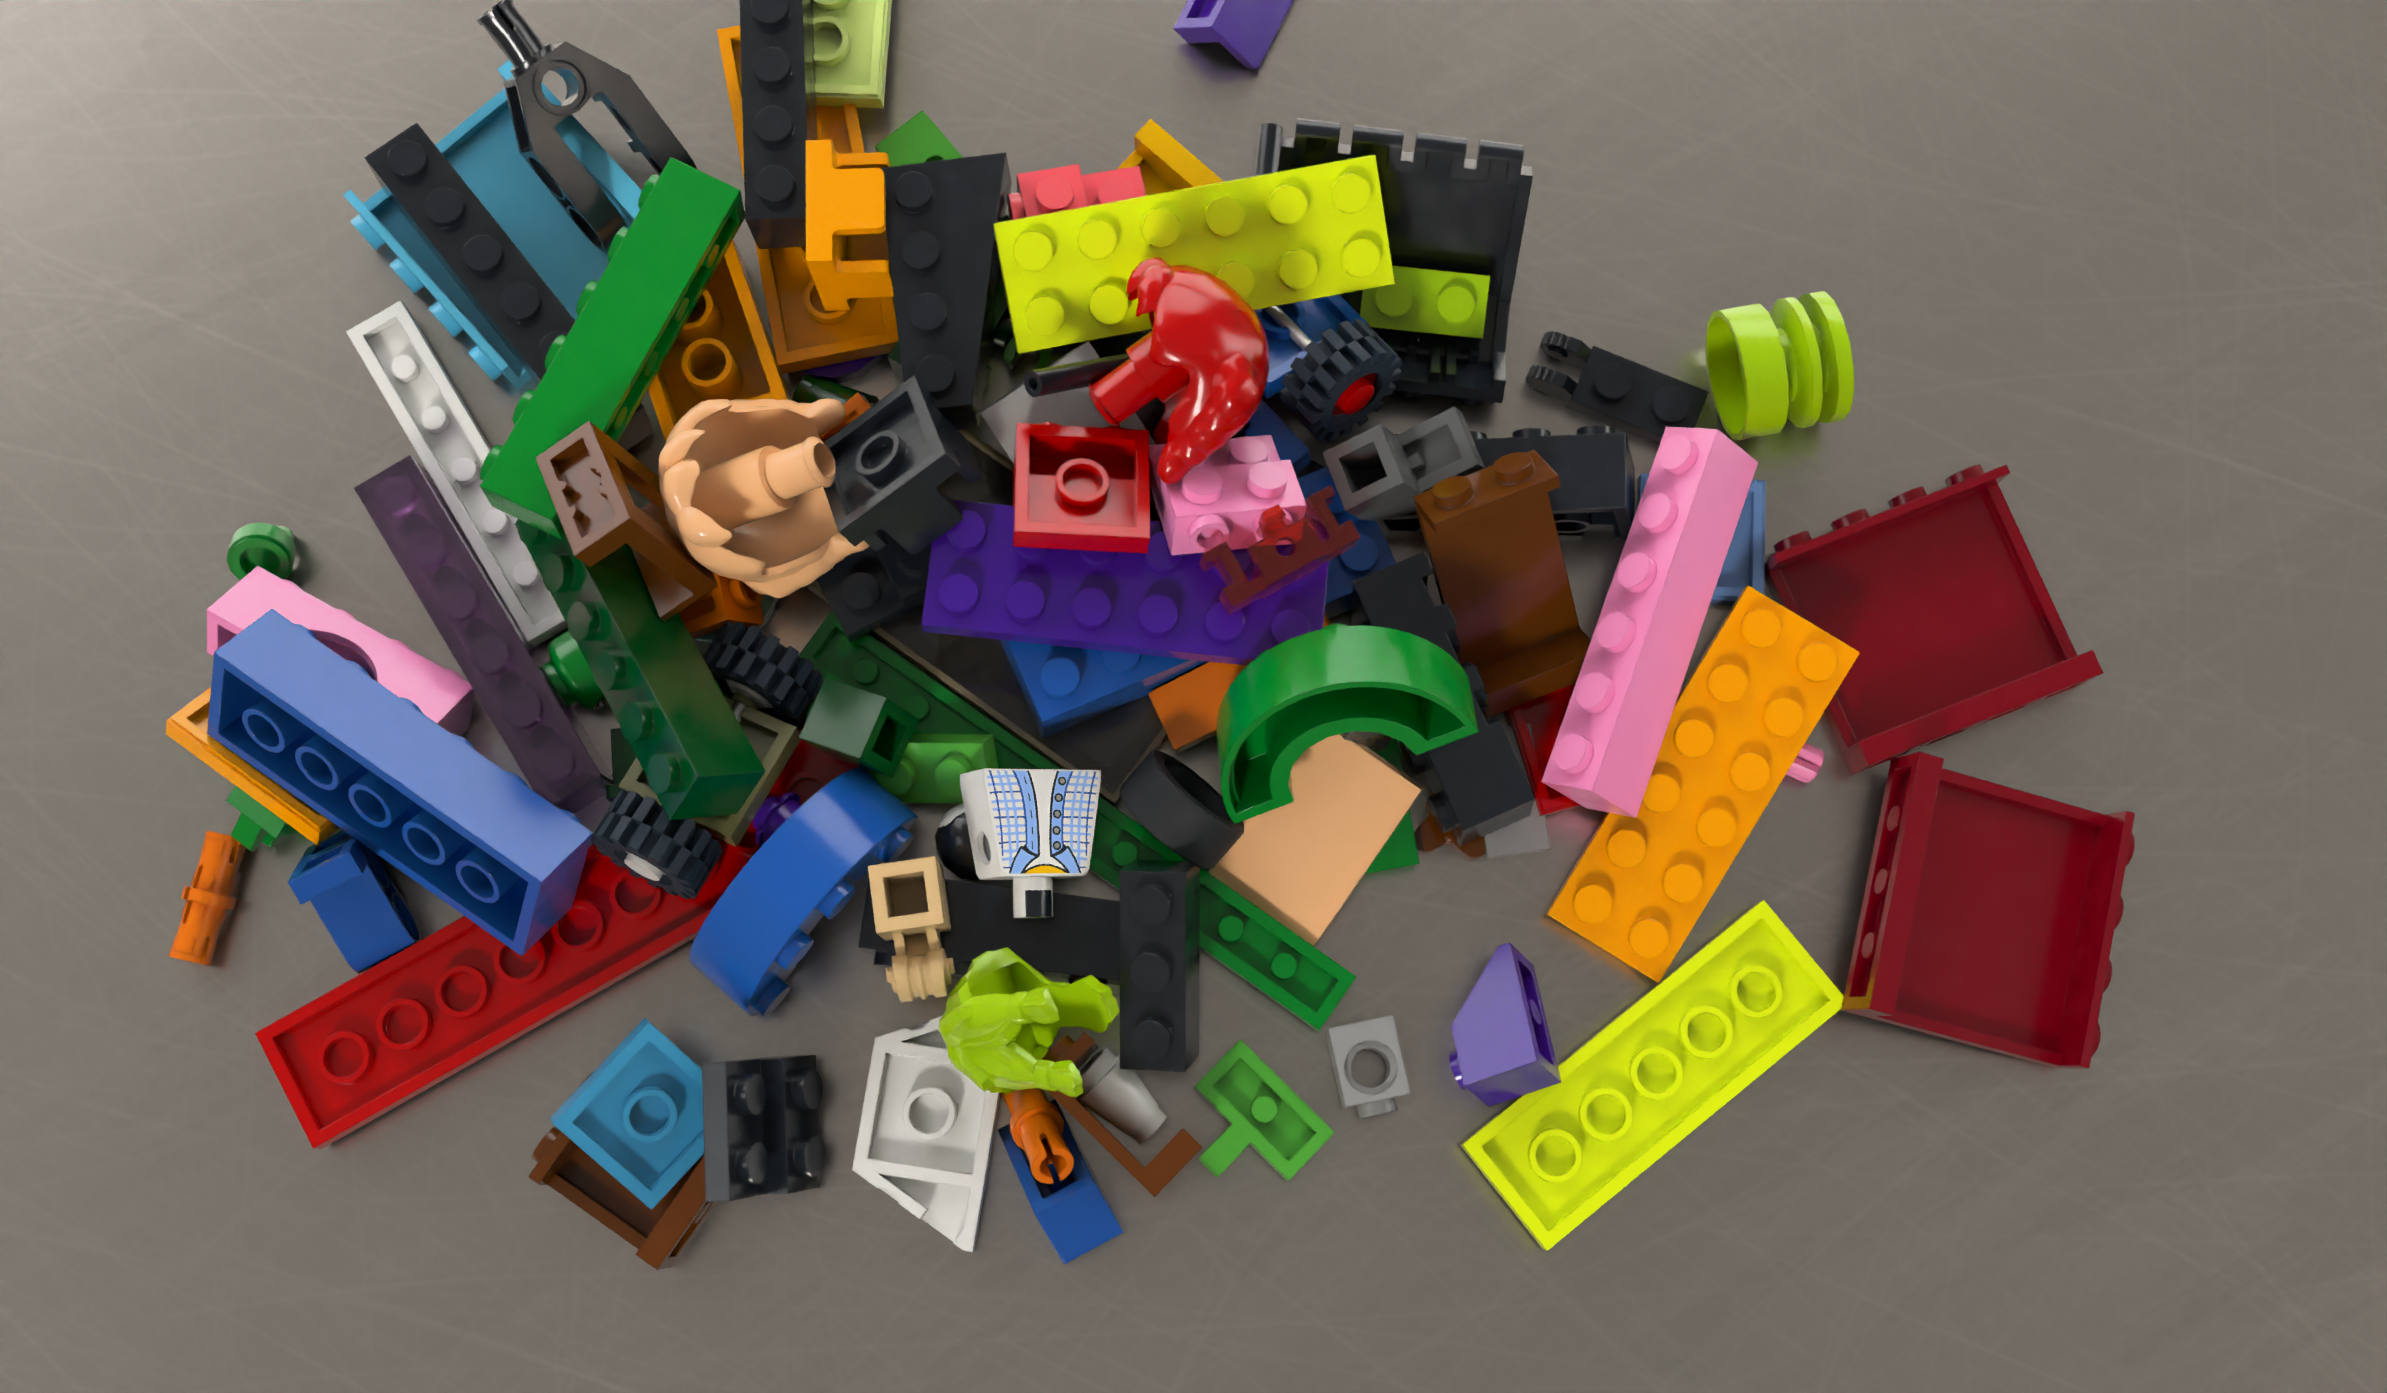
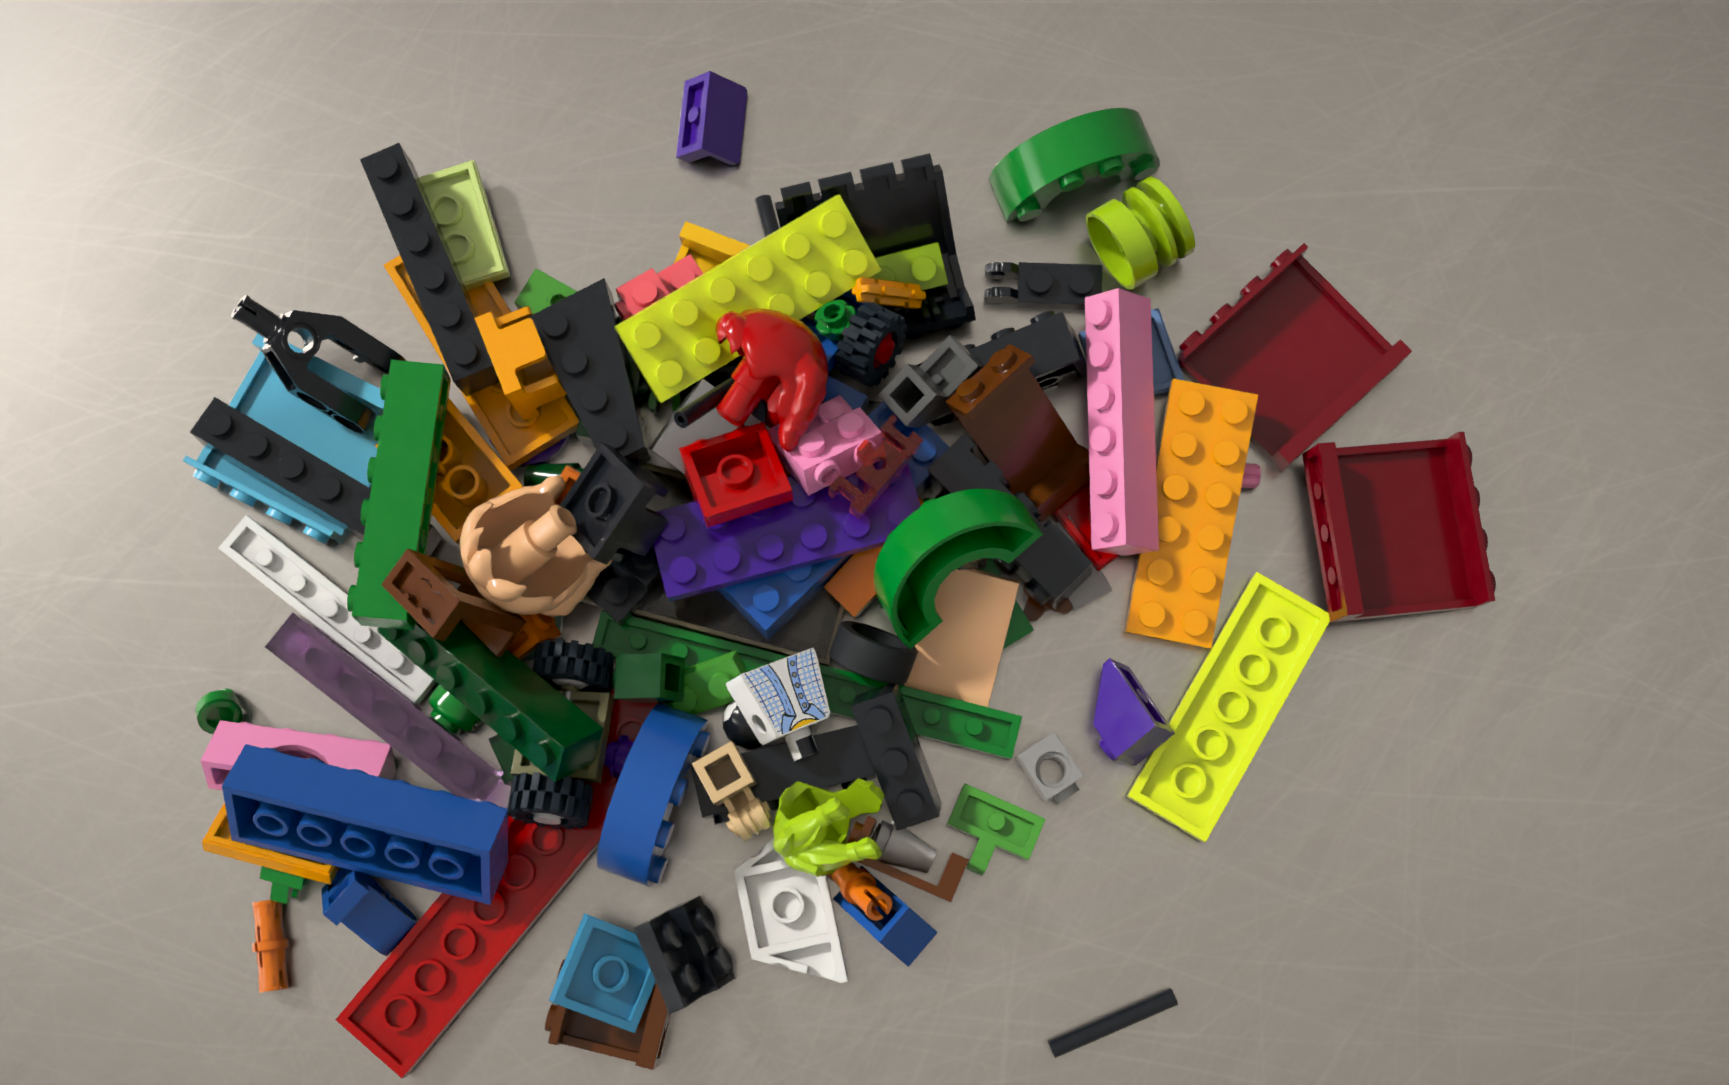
camera: 15 degrees left, 0 degrees up
(1300, 324) = (831, 326): none -> green plate
(1393, 319) = (888, 293): none -> light orange axle
(1723, 219) = (1067, 155): none -> green brick

